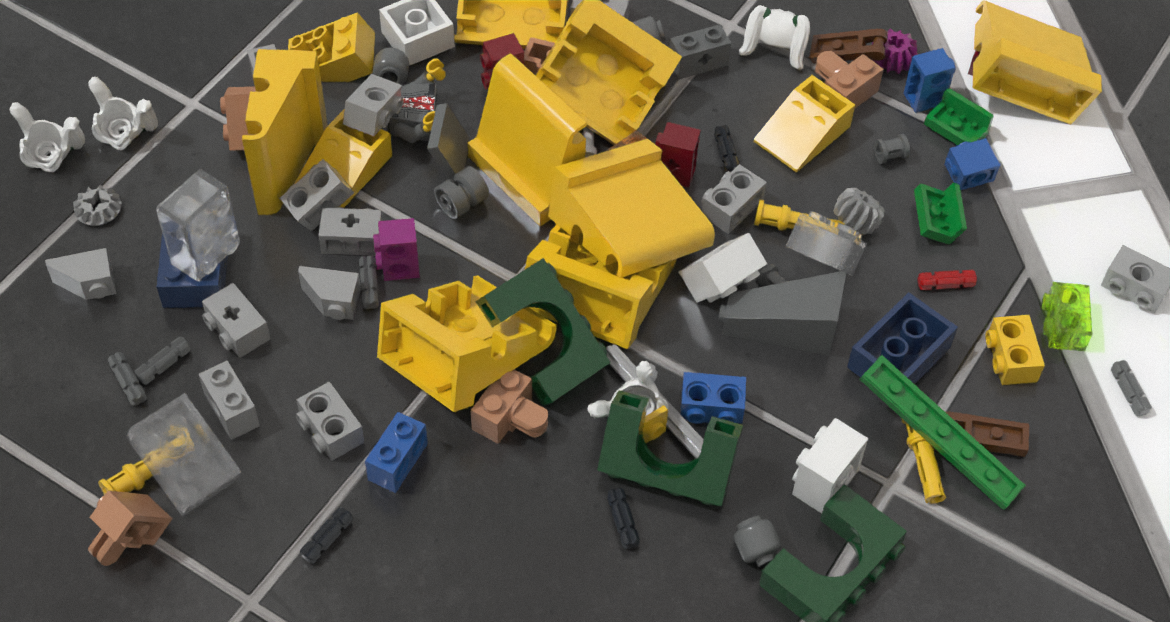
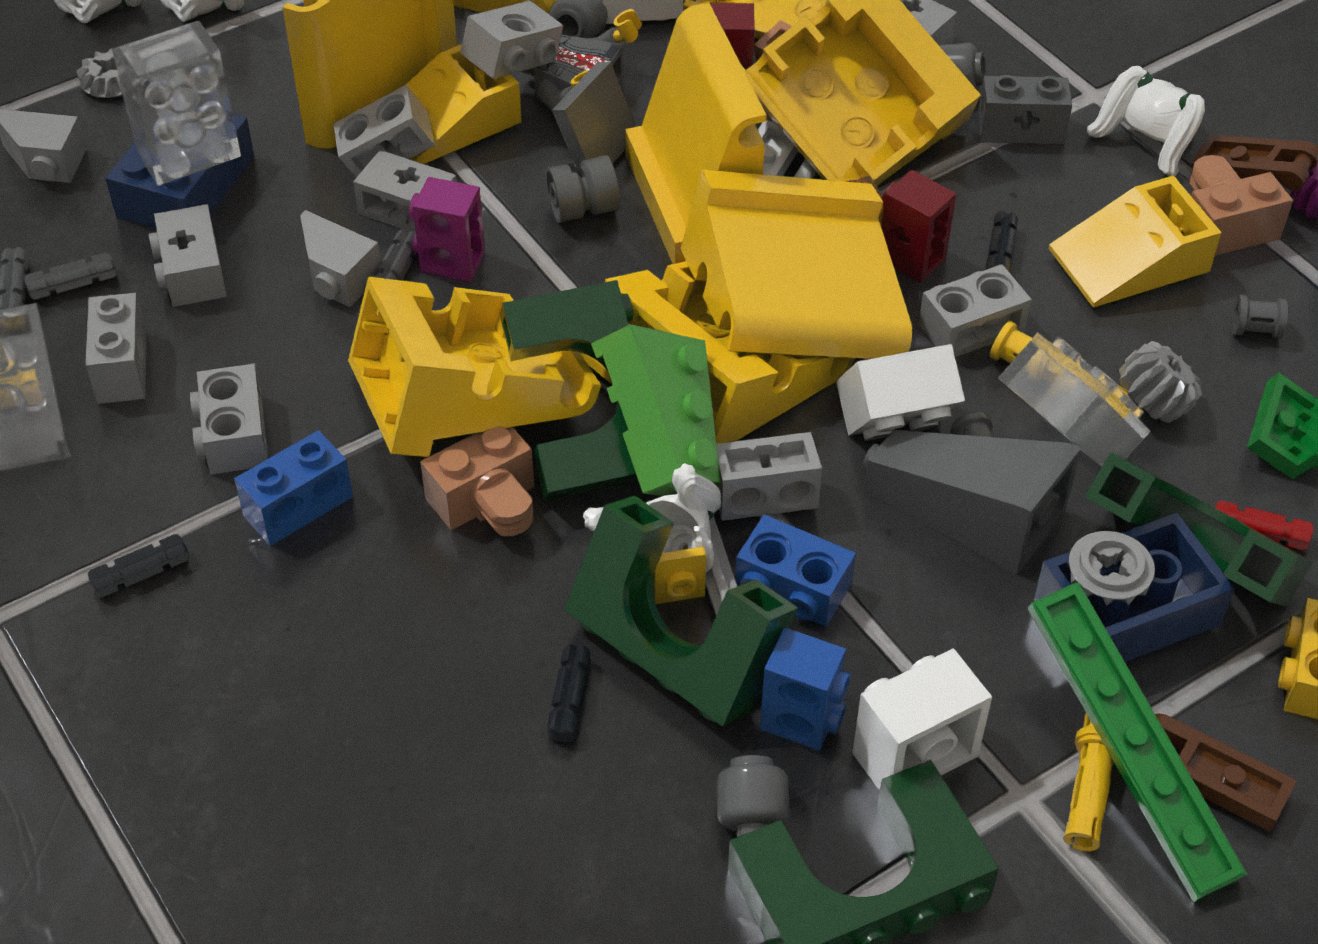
camera: 25 degrees right, 5 degrees down
(605, 328) = (664, 401): none -> bright green wedge
(672, 345) = (768, 476): none -> light grey brick
(759, 469) = (804, 689): none -> blue brick
(881, 330) = (1103, 550): none -> light grey gear
(954, 303) = (1236, 548): none -> dark green arch

